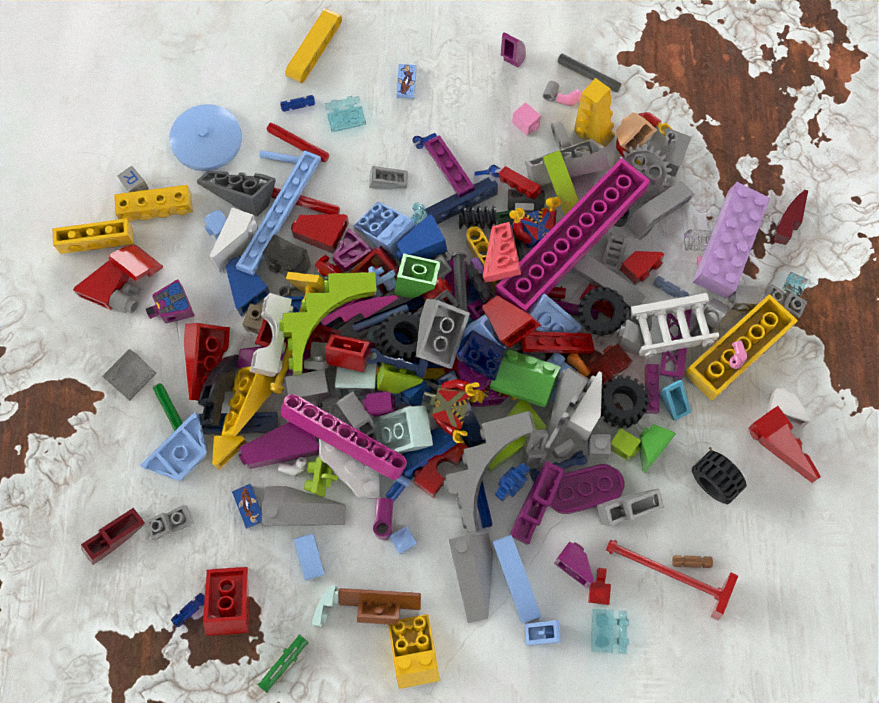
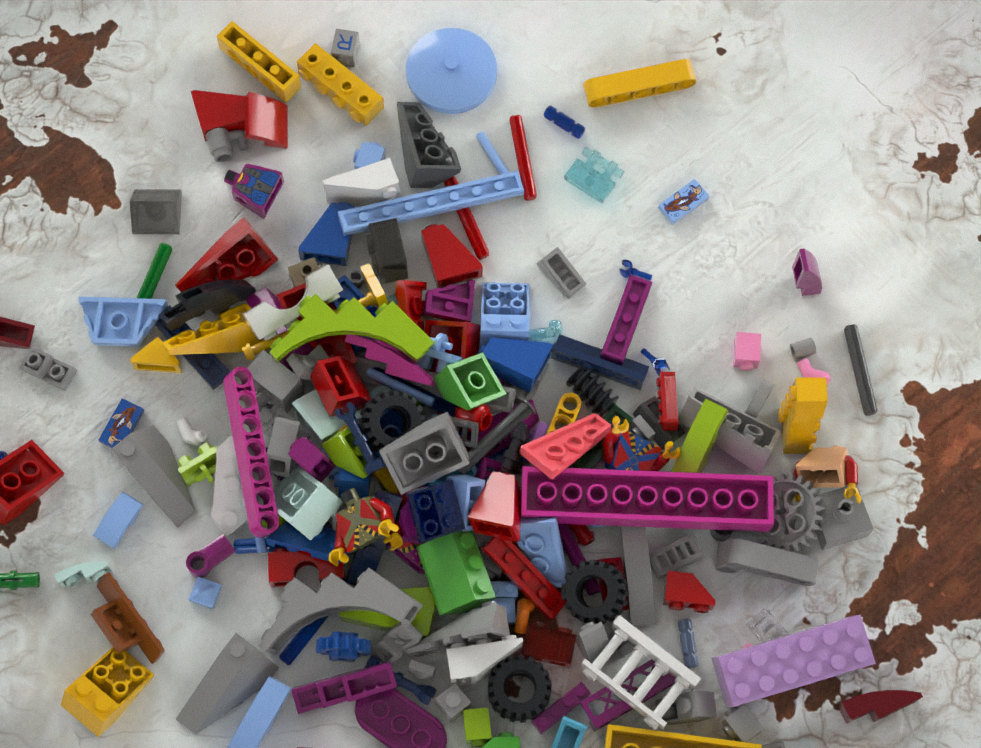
camera: 45 degrees right, 0 degrees up
(279, 446) = (197, 401): magenta slope -> none

